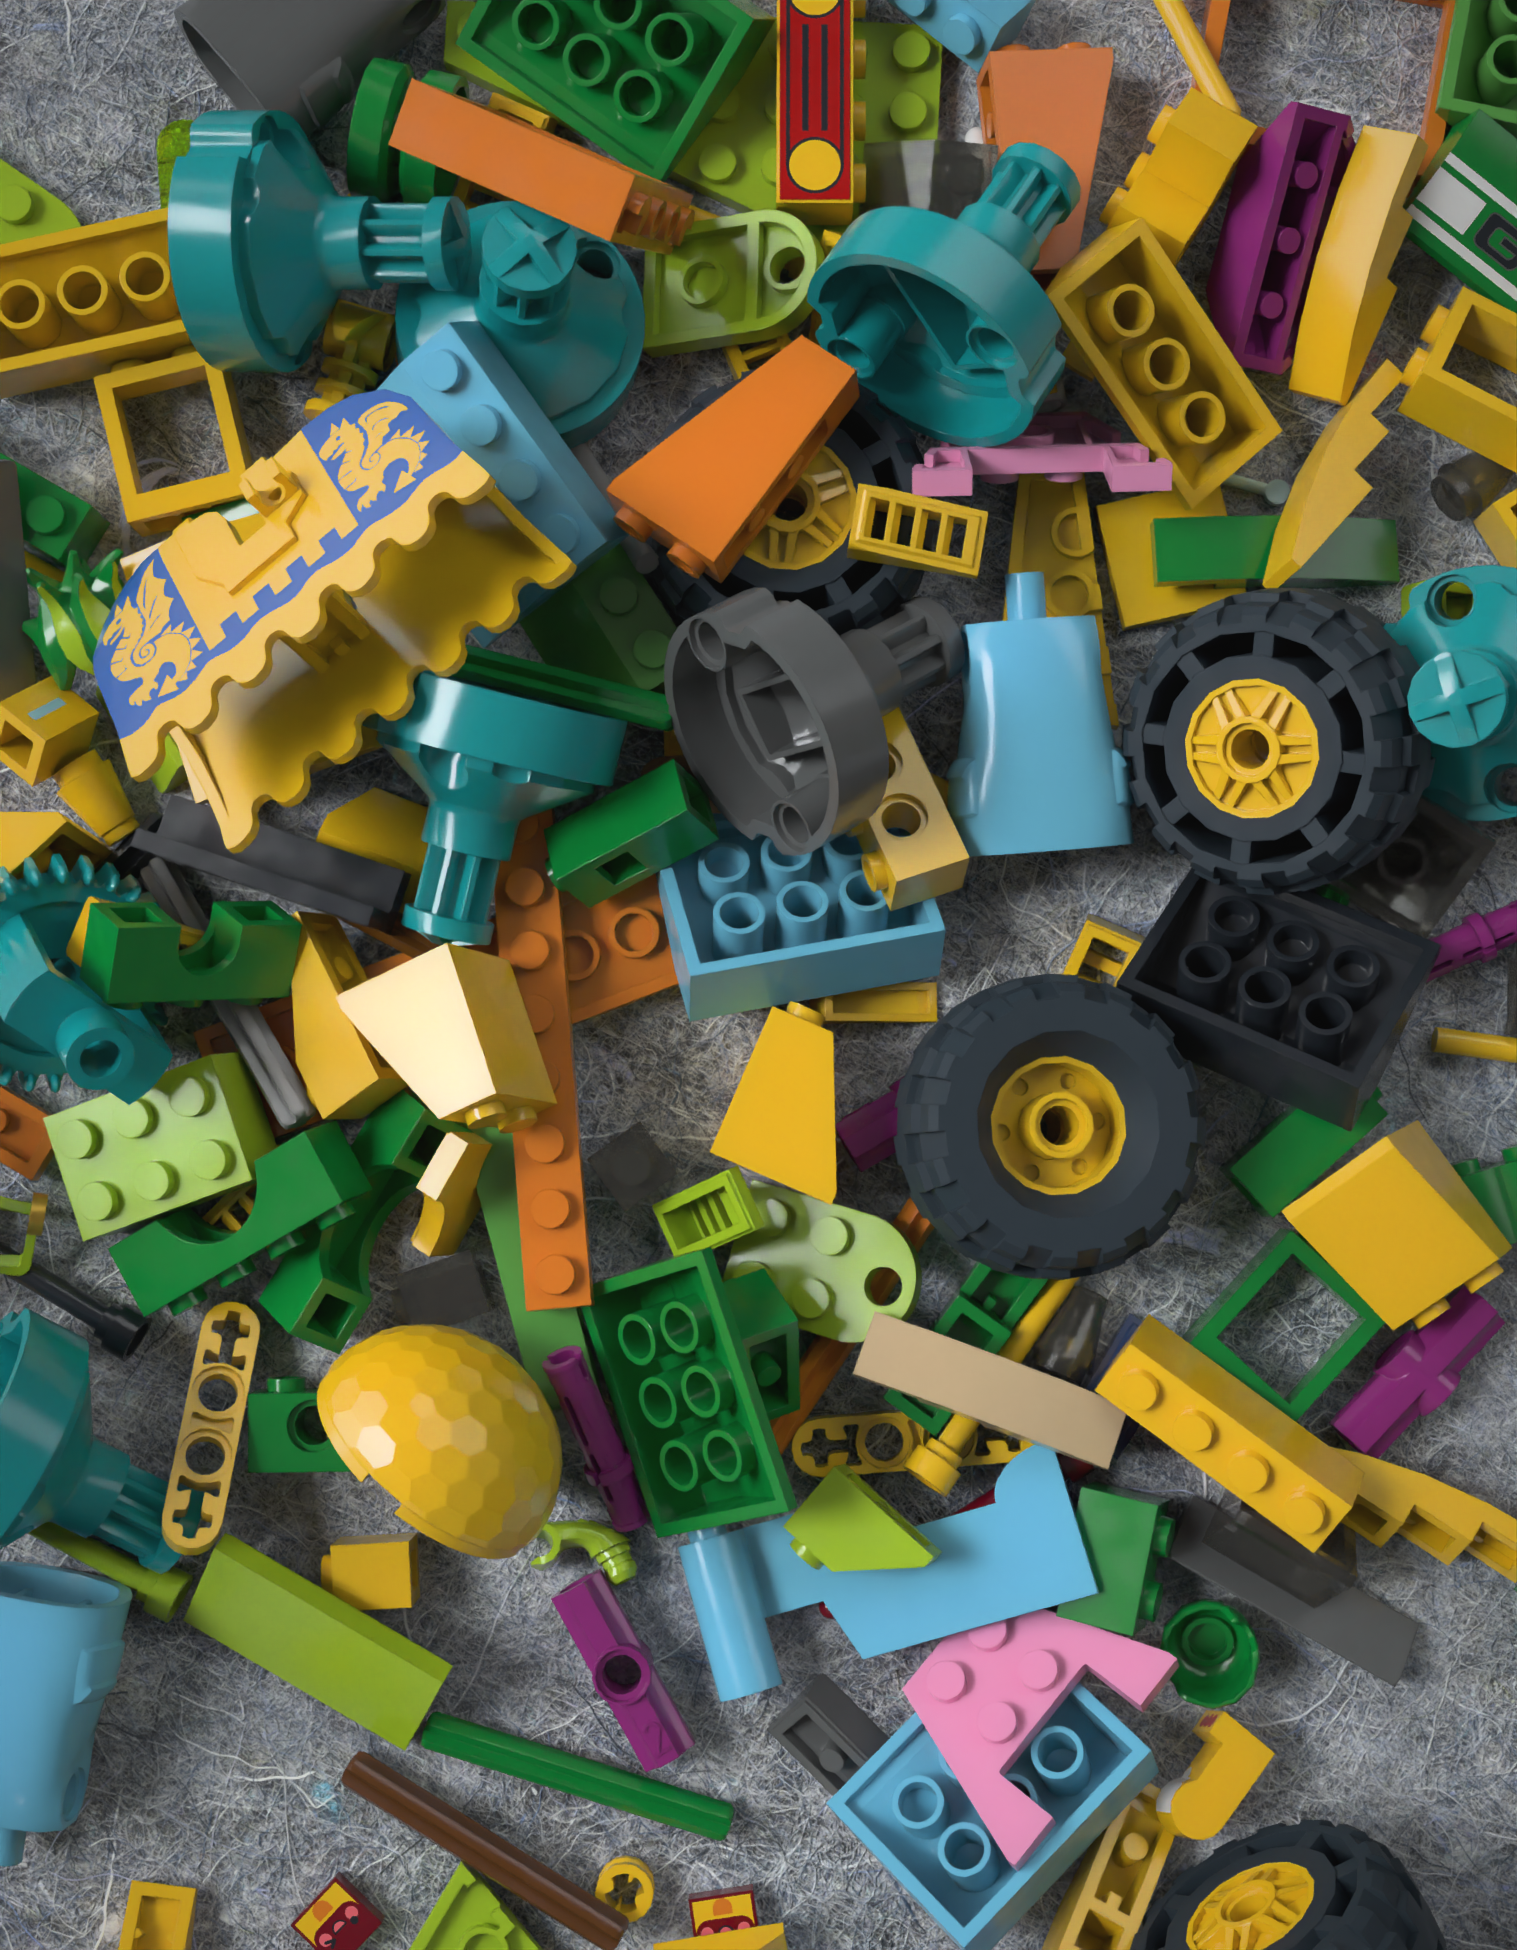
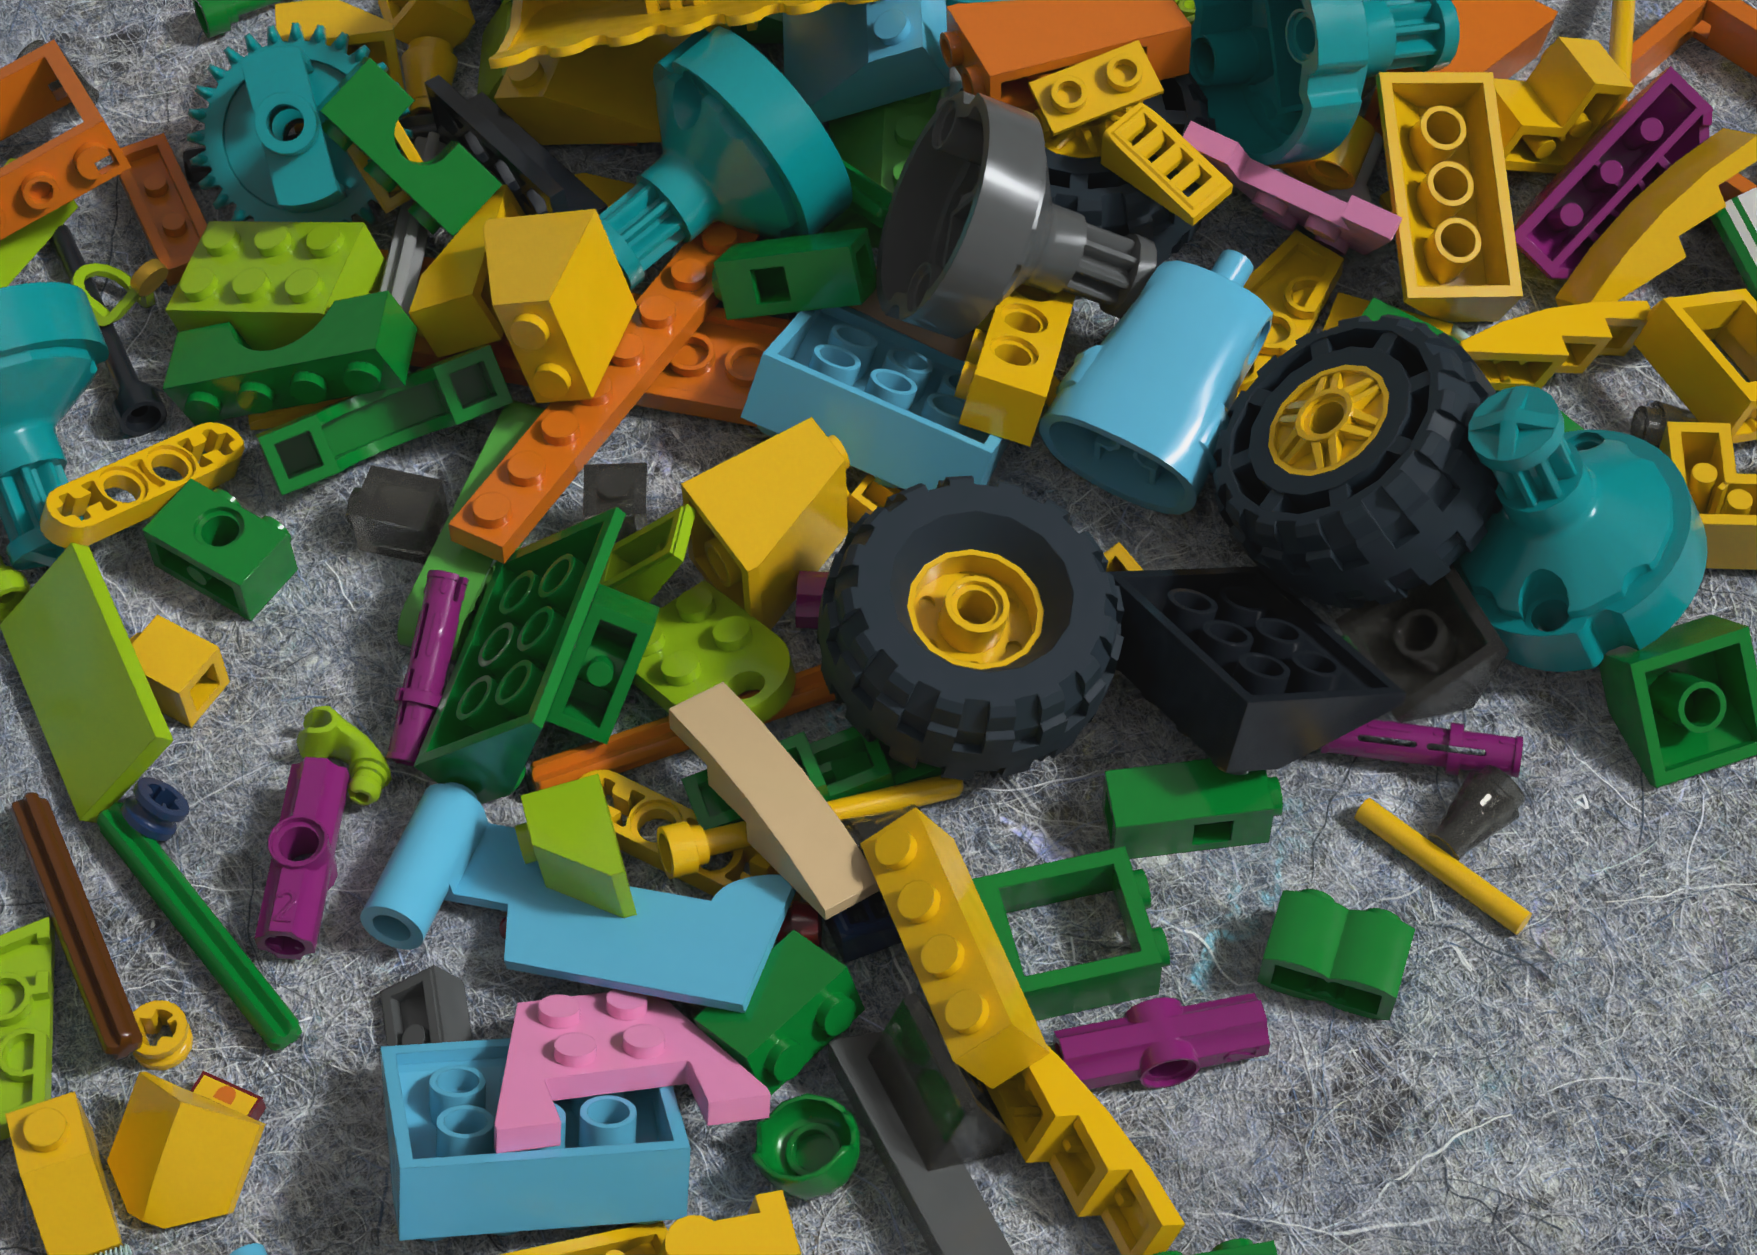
camera: 30 degrees right, 30 degrees down
(447, 1434) = (321, 549): yellow piece -> none
(447, 1711) = (155, 809): none -> dark blue bush
(450, 1193) = (468, 414): yellow tile -> none
(809, 499) = (1094, 88): none -> yellow hinge
(1401, 1228) = (1219, 877): yellow slope -> none

